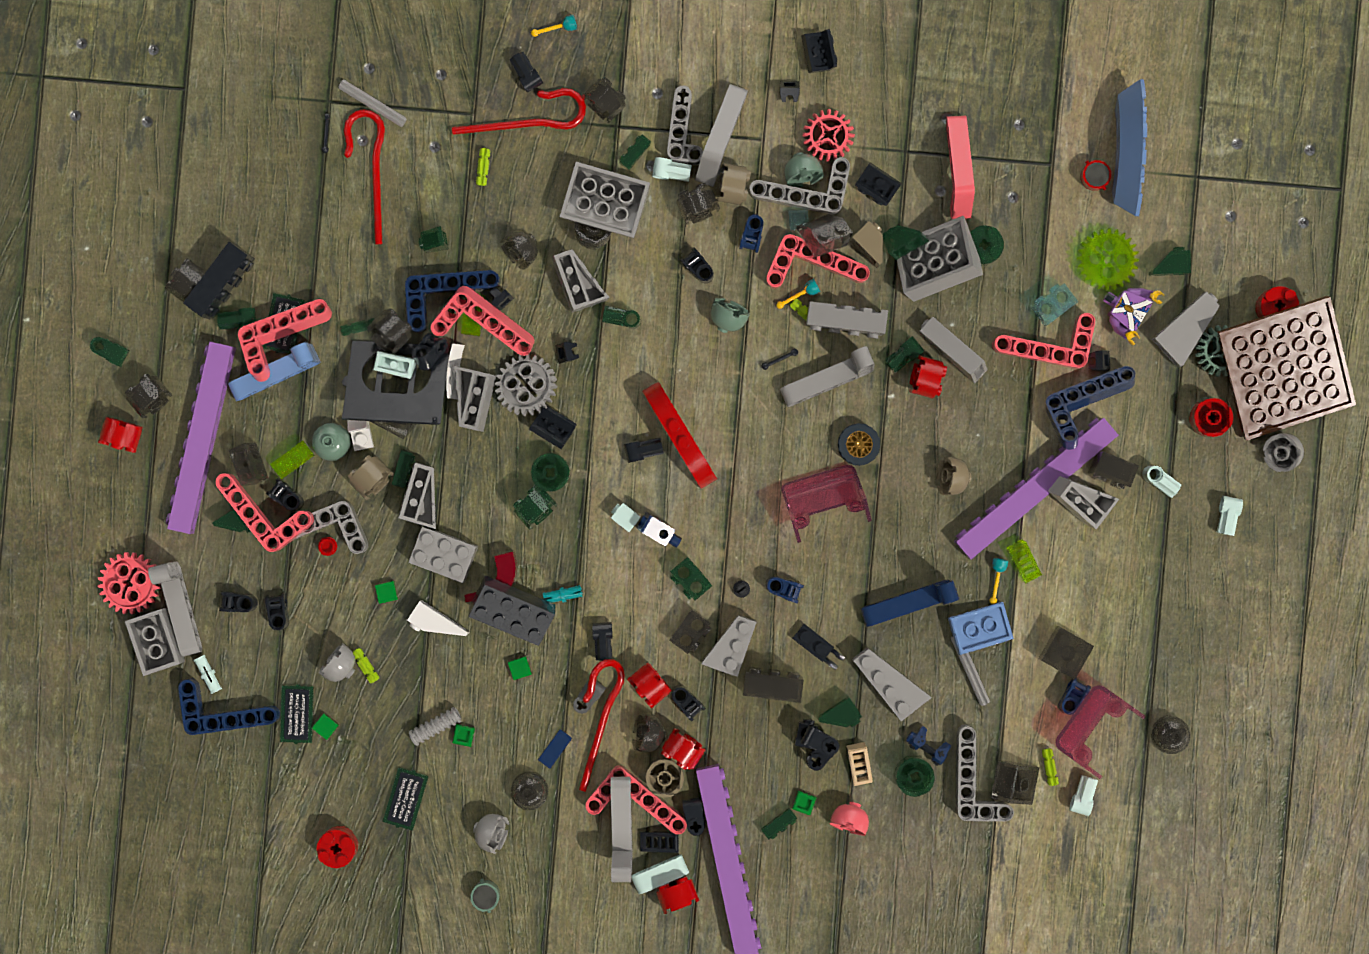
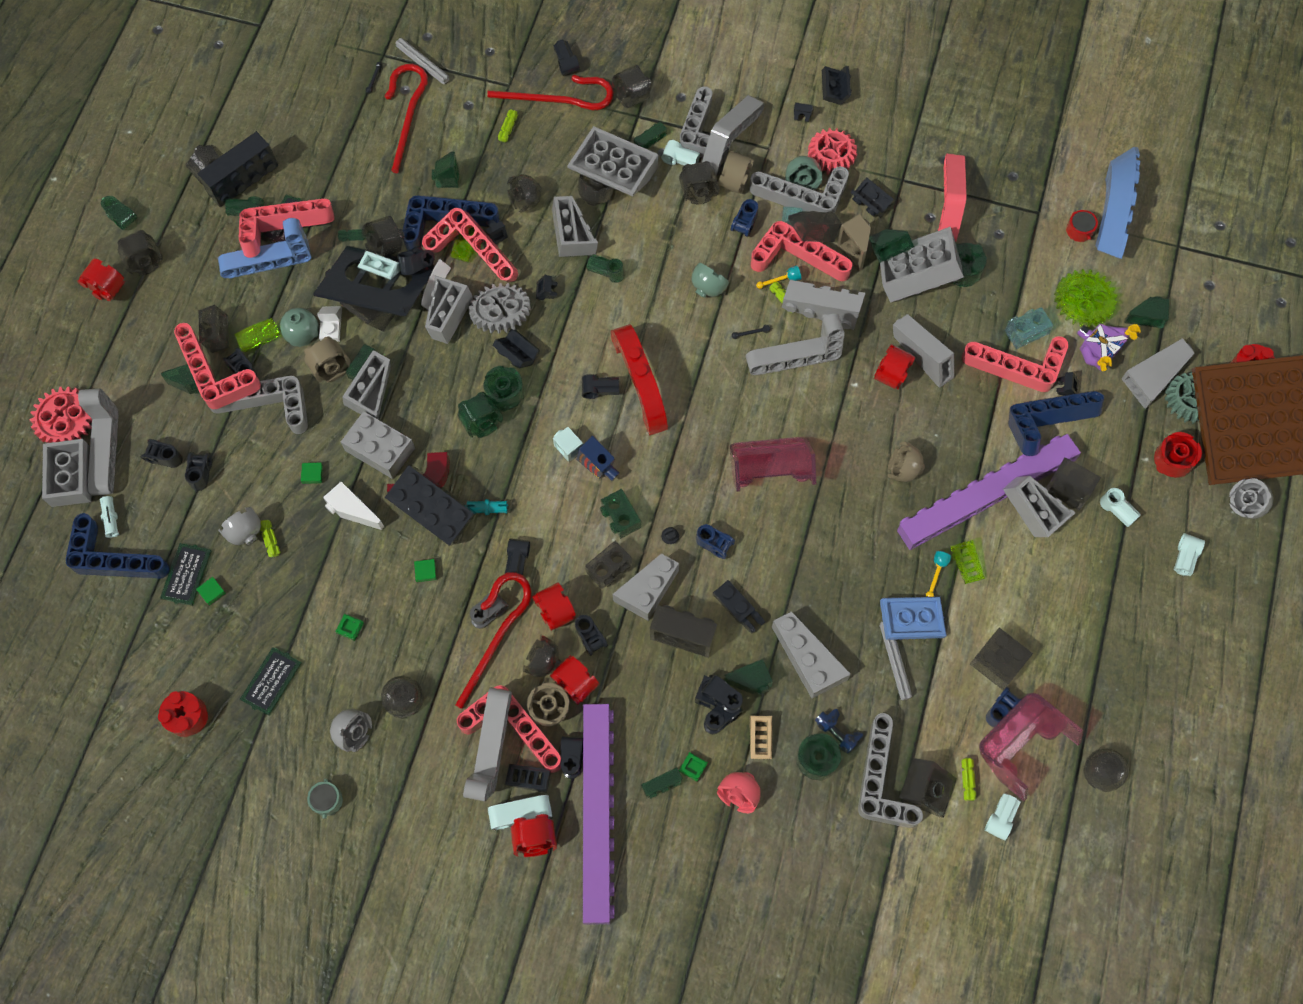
camera: 15 degrees right, 20 degrees down
(201, 438) = (176, 302): medium lavender brick -> none
(327, 546) = (266, 419): red plate -> none
(435, 726) = (322, 610): light grey piece -> none
(555, 749) = (440, 660): dark blue sticker -> none
(568, 24) = (613, 29): hinge -> none
(697, 265) = (687, 235): black piece -> none
(858, 444) = (815, 419): black wheel -> none
(908, 352) = (876, 345): clear green piece -> none
(940, 592) = (843, 578): dark blue beam -> none

